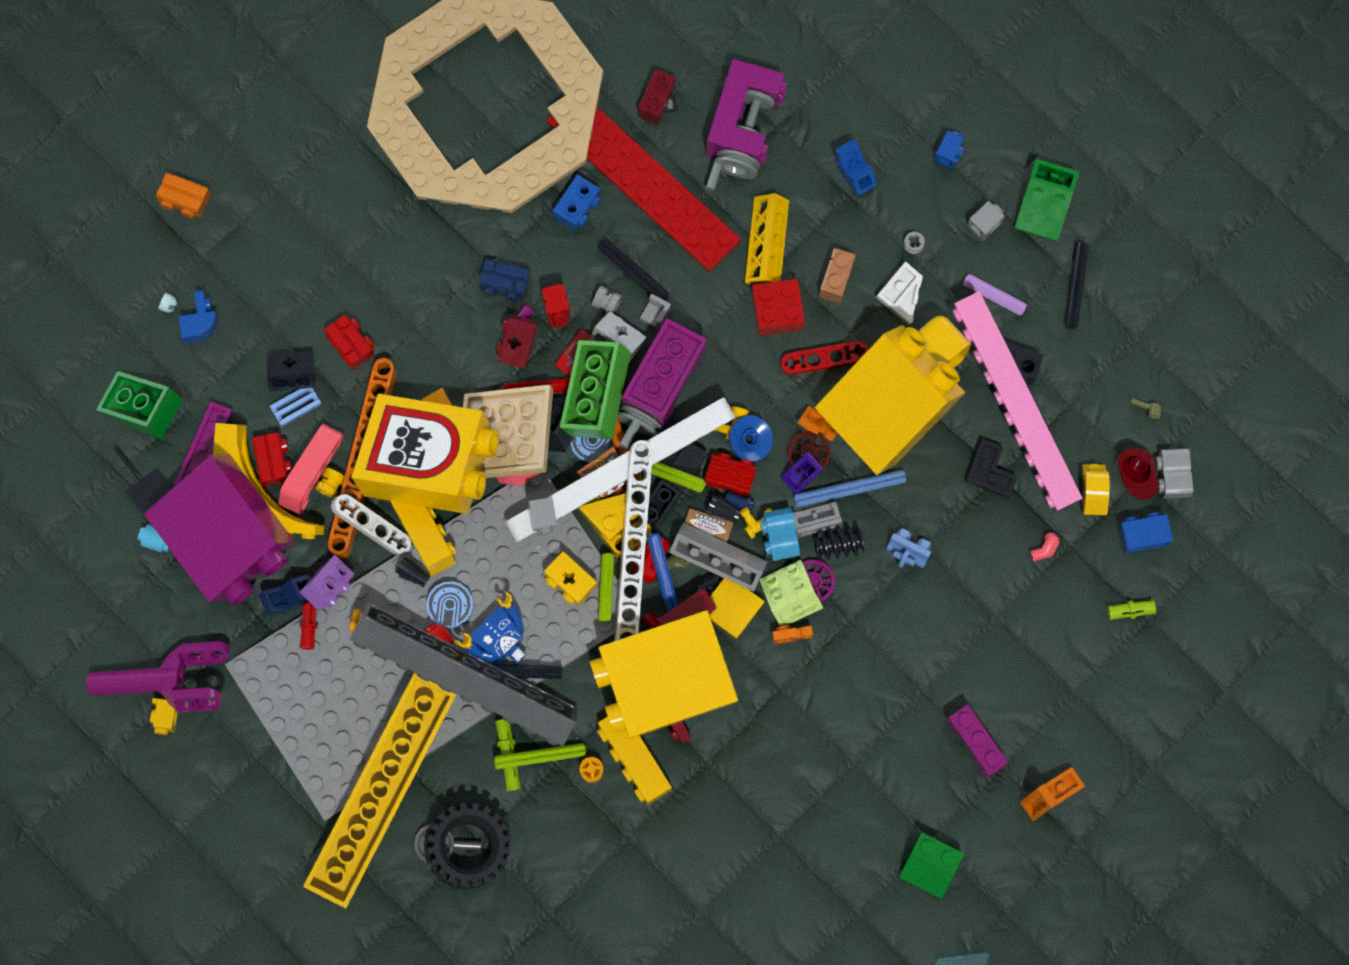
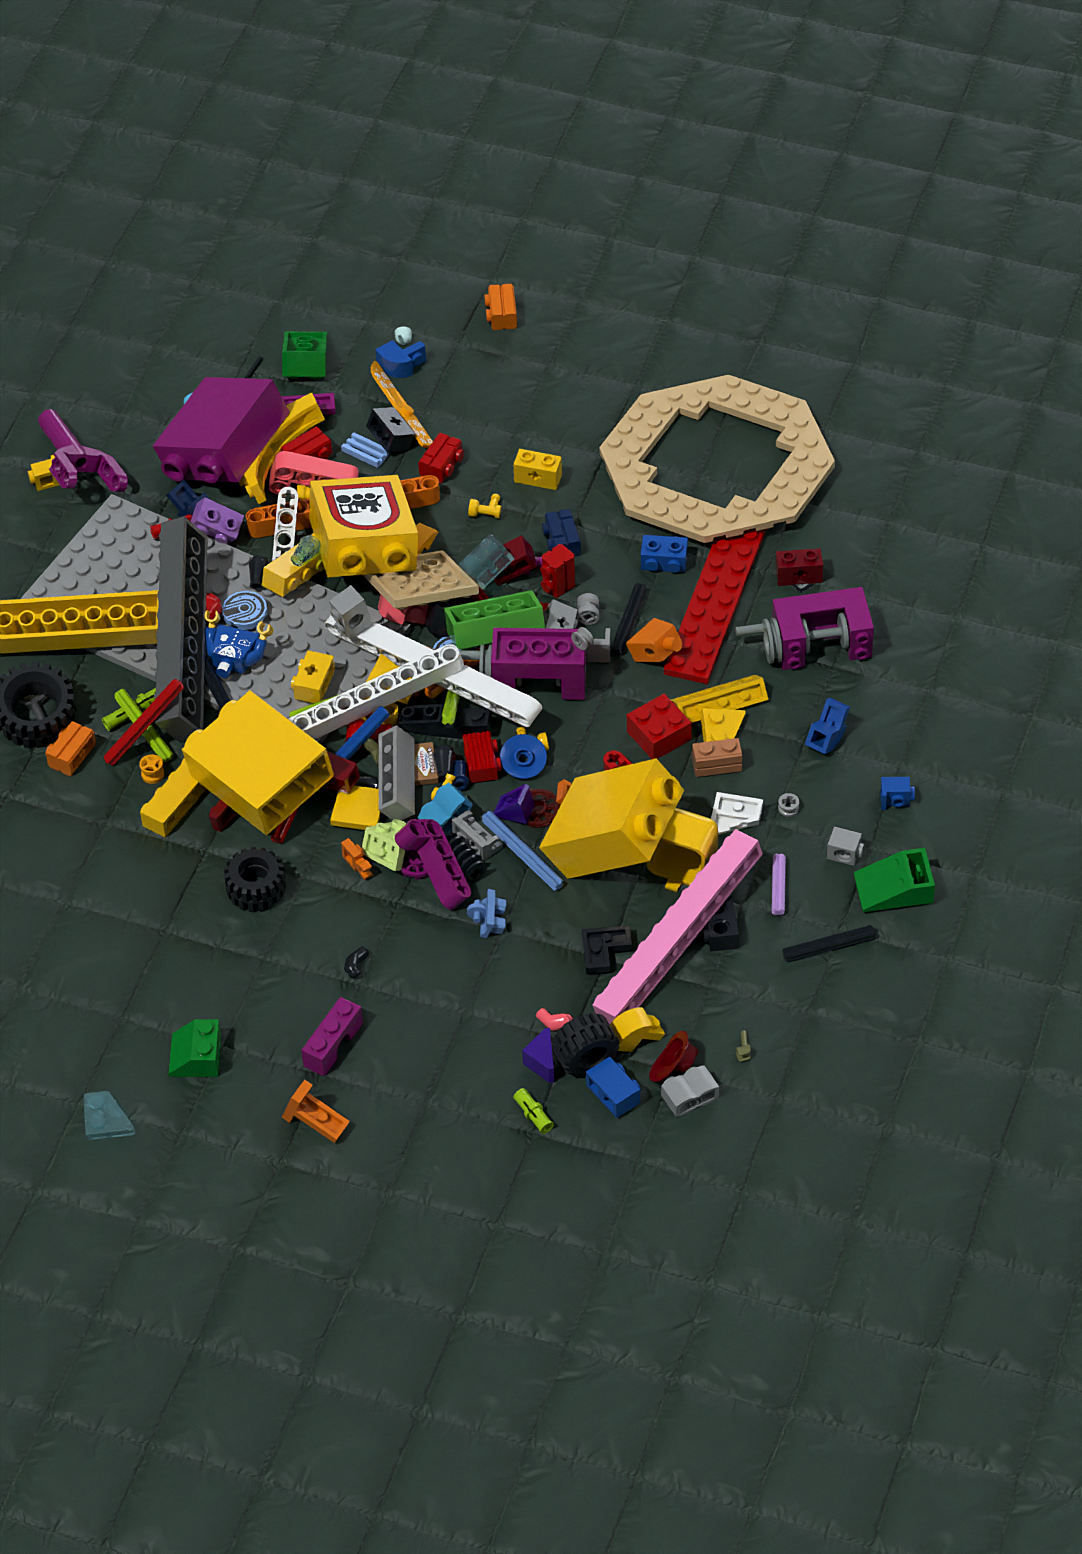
camera: 70 degrees right, 25 degrees down
(256, 347) = (400, 405): none -> light orange piece
(413, 263) = (537, 469): none -> yellow brick
(423, 517) = (305, 550): none -> clear light blue cone
(436, 326) = (493, 508): none -> yellow piece
(520, 363) = (486, 561): none -> clear light blue brick
(529, 834) = (70, 748): none -> orange brick
(555, 755) = (143, 722): none -> red axle
(683, 261) = (654, 642): none -> orange torso
(685, 326) = (582, 638): none -> light grey bush
(776, 713) = (254, 864): none -> black tyre
(803, 256) = (720, 723): none -> yellow wing
(839, 565) = (438, 859): none -> magenta beam
(900, 689) = (353, 960): none -> black arm
(1080, 576) = (539, 1057): none -> dark purple slope
(1100, 536) = (584, 1043): none -> black tyre

